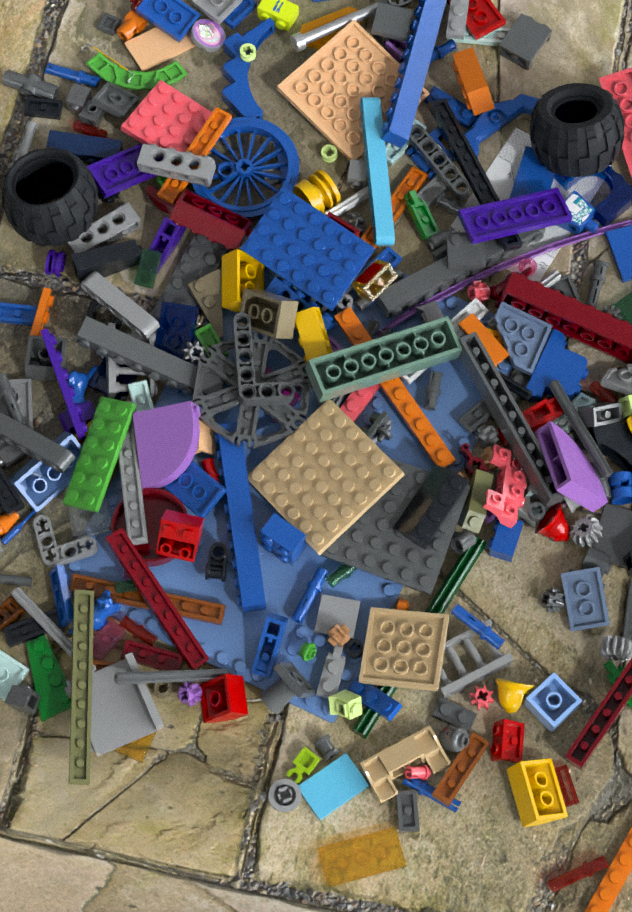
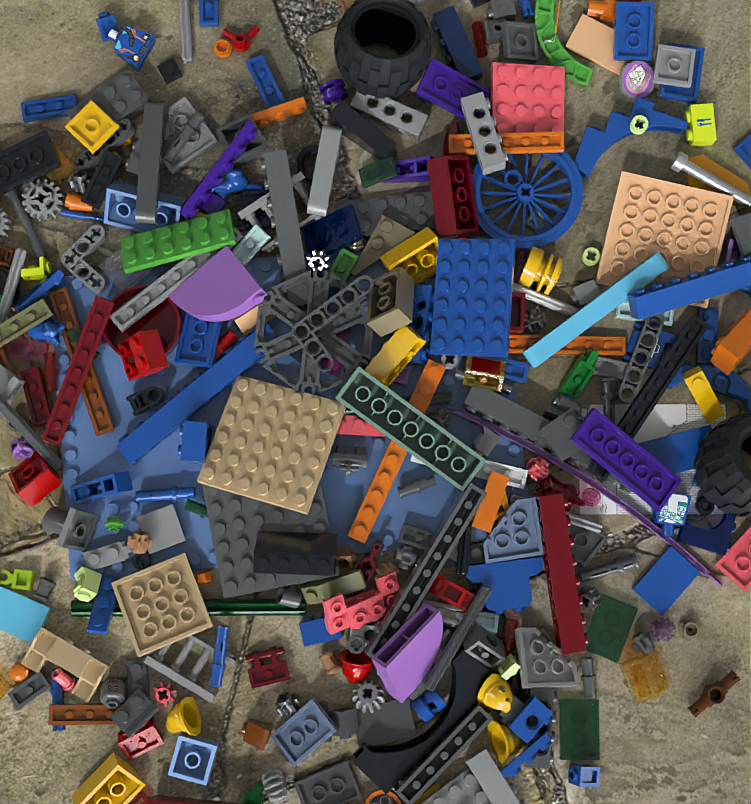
camera: 60 degrees right, 15 degrees up
(41, 595) = (36, 273): none -> neon yellow bracket
(386, 812) = (19, 672): none -> orange tile
(483, 728) = (134, 713): none -> dark grey plate
(497, 134) = (703, 394): none -> yellow slope
(517, 603) = (269, 673): none -> dark red plate
(538, 547) = (330, 662): none -> medium nougat bush
(563, 637) = (256, 733): none -> dark orange slope
(588, 183) = (710, 506): none -> black plate

